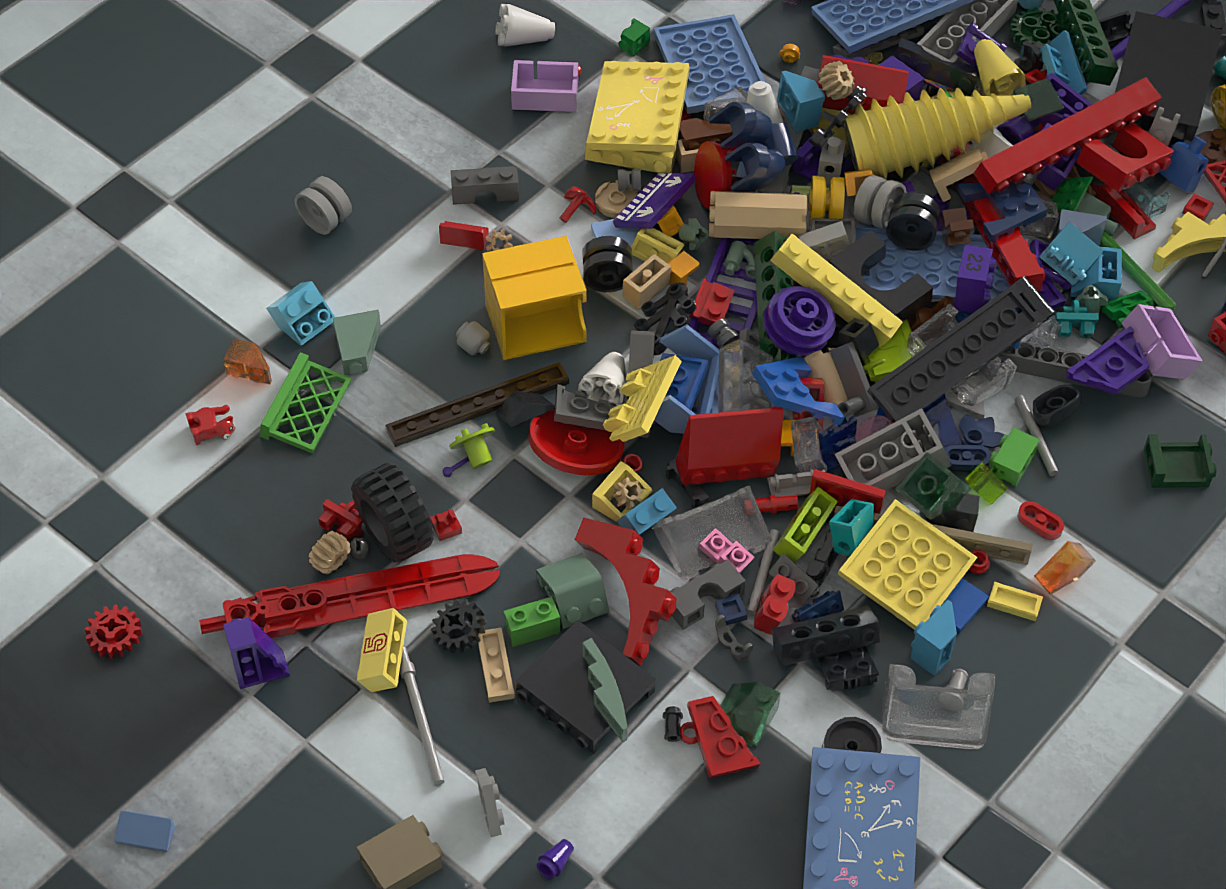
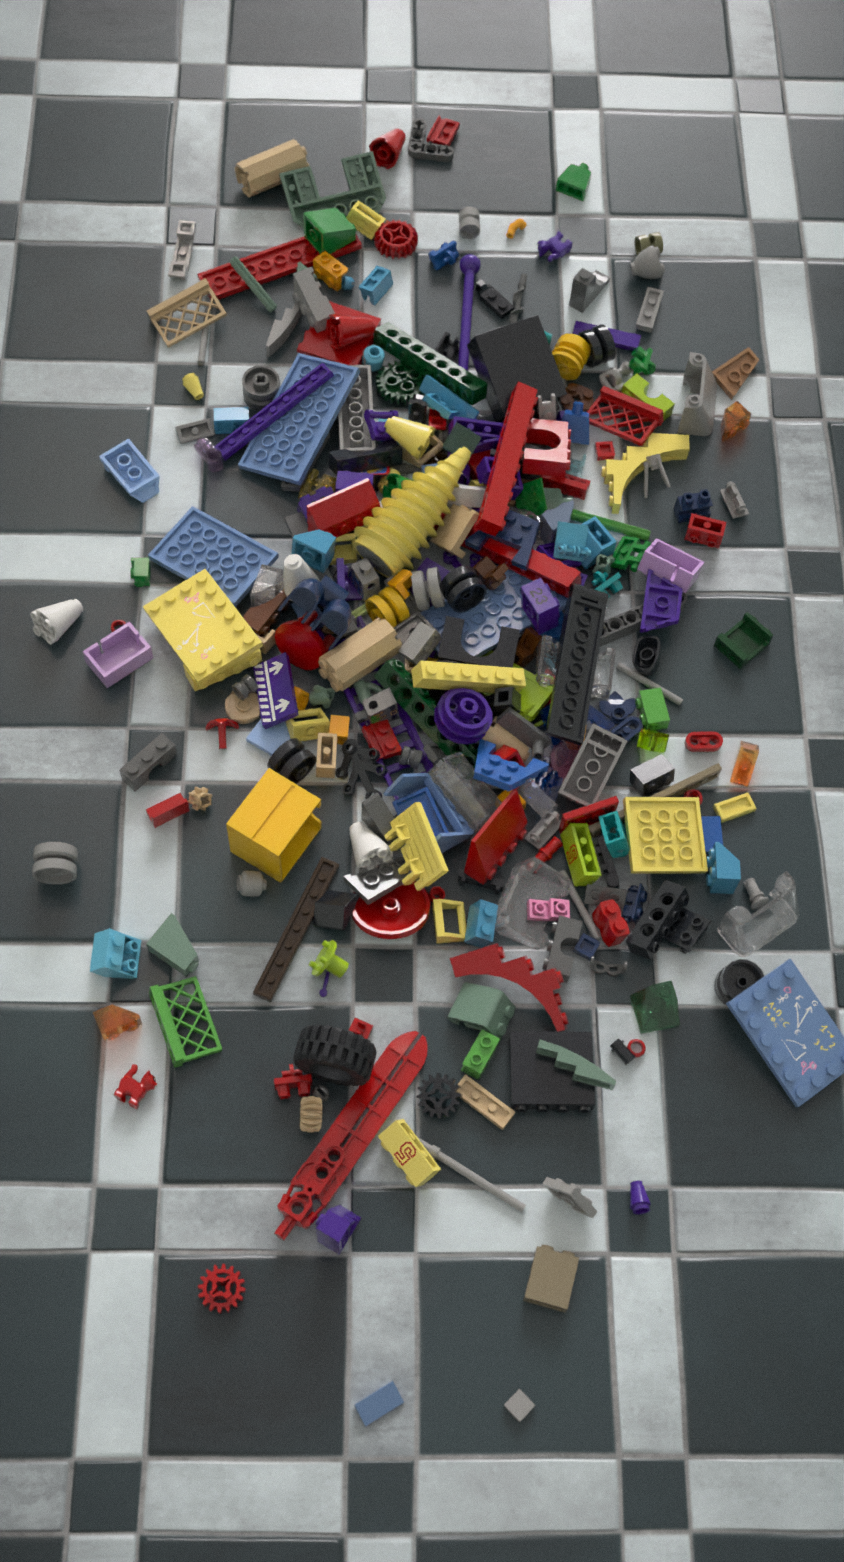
camera: 45 degrees left, 10 degrees up
(633, 495) = (457, 918): tan gear -> none
(719, 743) = (660, 1040): red wing -> none
(734, 272) = (378, 708): none -> dark grey torso
(790, 53) = (255, 510): light orange plate -> none
(836, 80) = (333, 519): tan gear -> none
(855, 98) = (351, 542): black plant -> none
(932, 487) = (638, 772): clear green slope -> none

